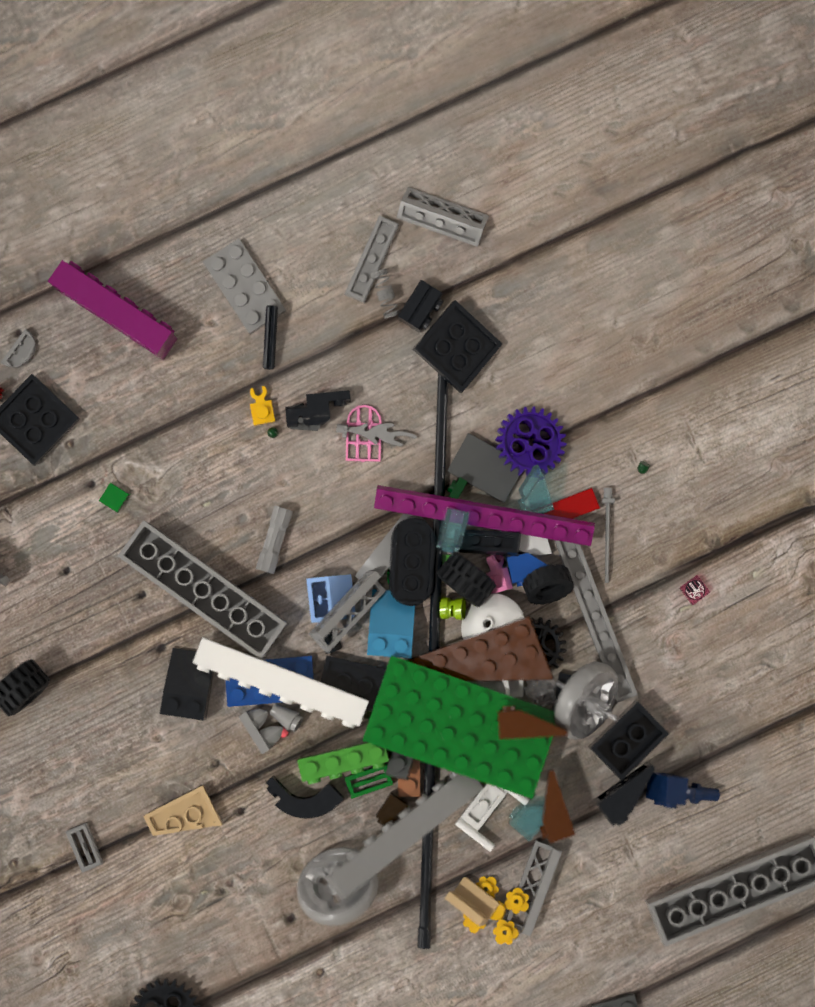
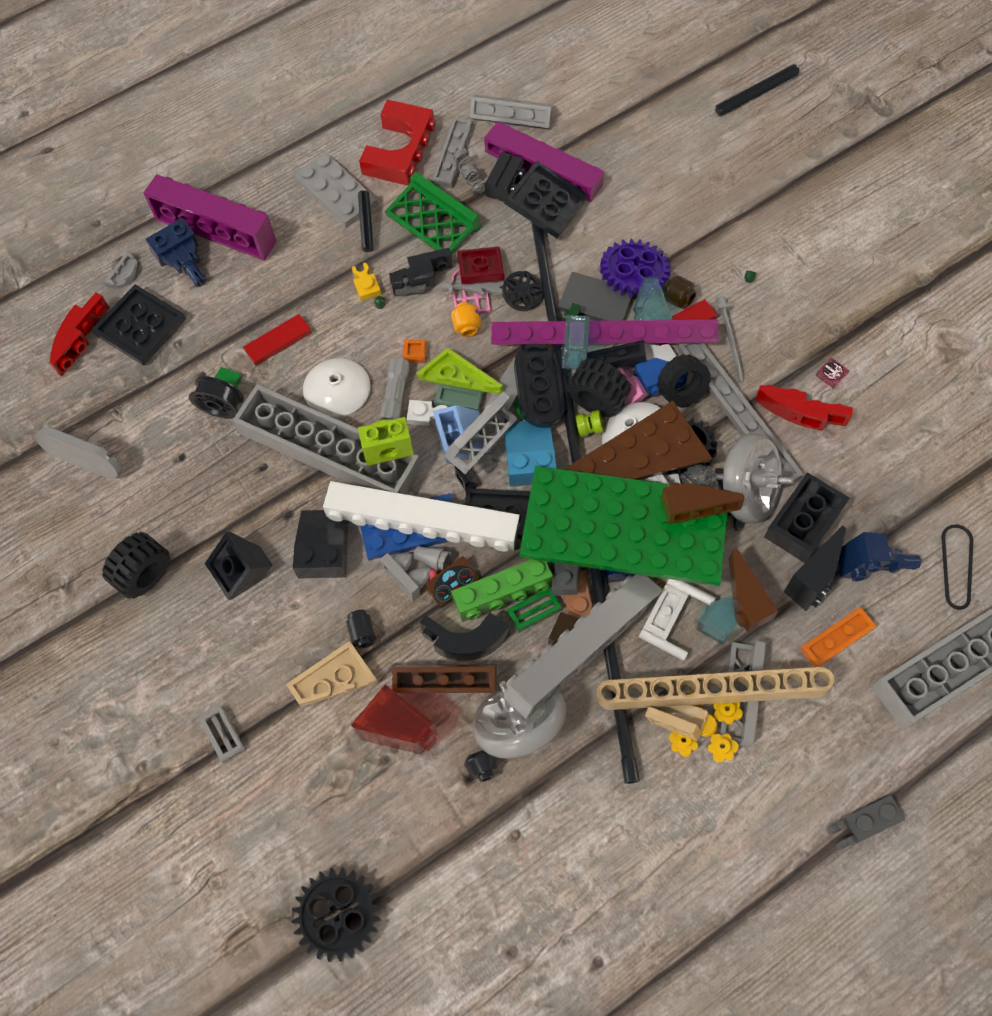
camera: 10 degrees left, 20 degrees down
(75, 339) = (175, 247): none -> dark blue brick
(103, 524) = (216, 397): none -> black wheel
(110, 696) = (237, 564): none -> black slope
(167, 459) = (277, 339): none -> red tile
(213, 775) = (360, 629): none -> black brick
(233, 871) = (395, 724): none -> clear red slope
(235, 524) = (341, 397): none -> white dish
(257, 611) = (385, 441): none -> lime brick
(280, 835) = (444, 678): none -> reddish brown brick
(297, 565) = (421, 412): none -> white plate
(298, 916) = (481, 765): none -> black cone
(299, 495) = (415, 351): none -> orange tile
(300, 743) = (451, 578): none -> slope
(316, 270) = (399, 164): none -> red arch
(334, 529) = (455, 371): none -> lime wing
(334, 555) = (458, 396): none -> sand green tile
(350, 325) = (446, 205): none -> green fence
(354, 472) = (466, 319): none -> light orange head
(378, 410) = (480, 265): none -> dark red tile
(415, 446) = (522, 291): none -> black wheel
(458, 286) = (513, 142): none -> magenta brick
(517, 885) = (725, 681): none -> tan beam
(568, 477) = (679, 291): none -> dark brown head
(627, 853) = (838, 637): none -> orange plate
(647, 621) = (794, 407): none -> red slope
(708, 235) = (757, 90): none -> black axle
(742, 801) = (969, 566): none -> black piece

